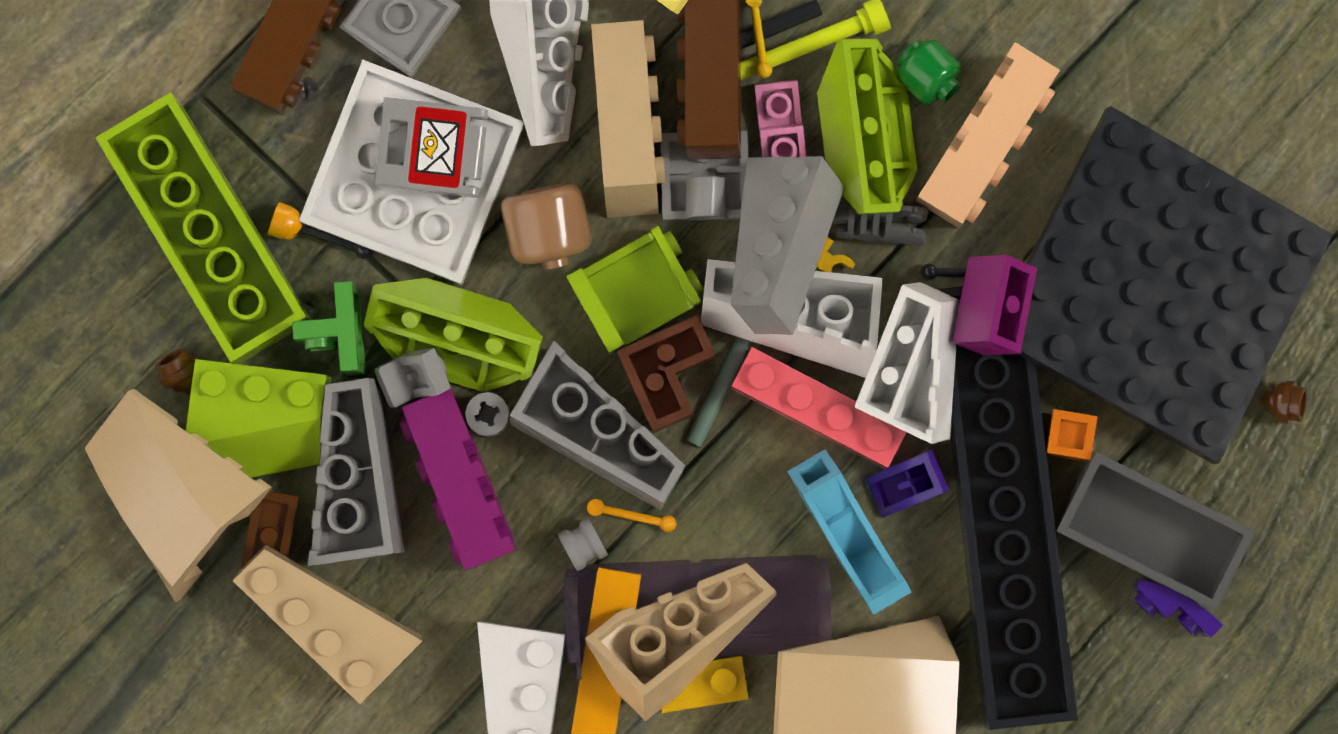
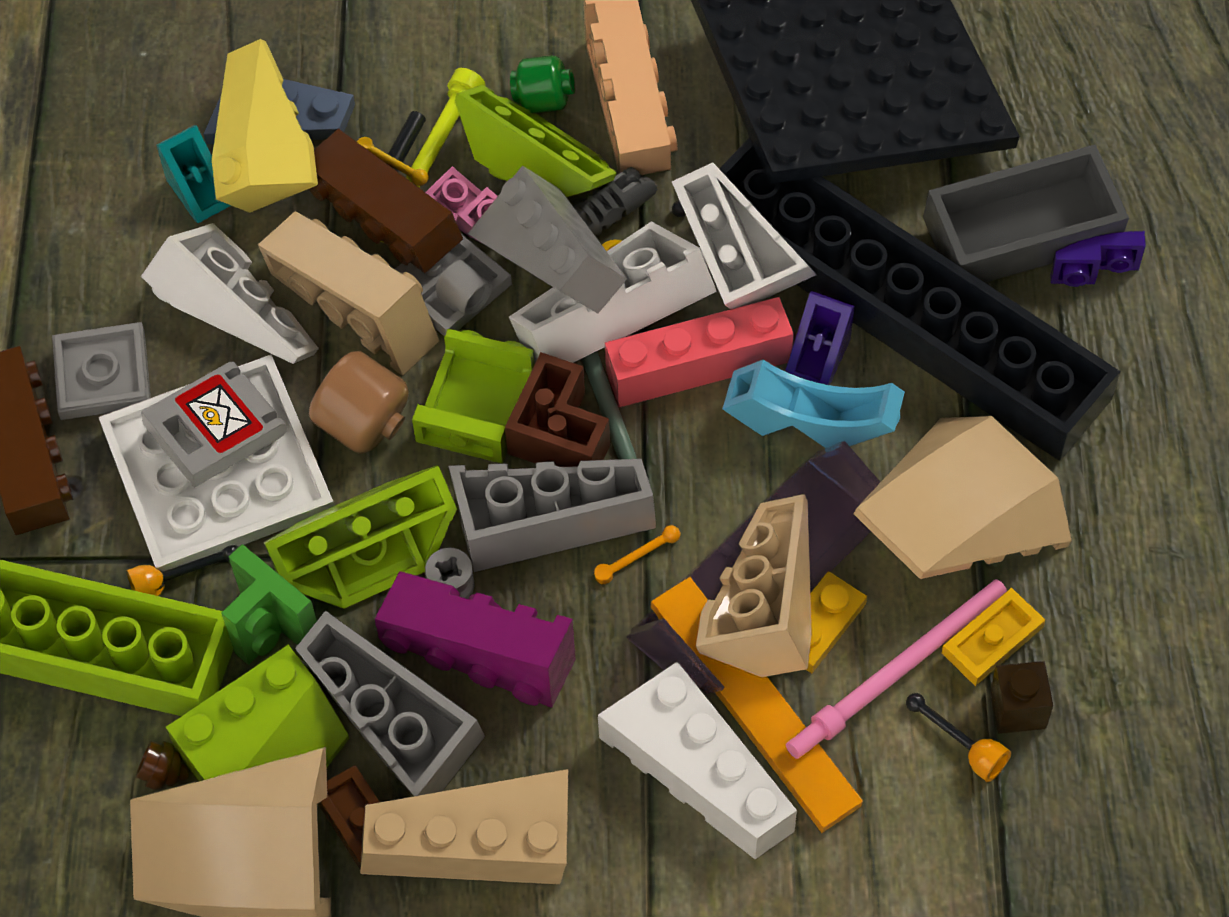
camera: 45 degrees left, 25 degrees down
(412, 376) = (362, 590): light grey bracket -> none
(582, 544) = (621, 600): light grey wheel -> none
(994, 305) = (751, 147): magenta brick -> none
(1069, 435) = (901, 204): orange brick -> none
(1286, 402) = (1018, 75): reddish brown plate -> none

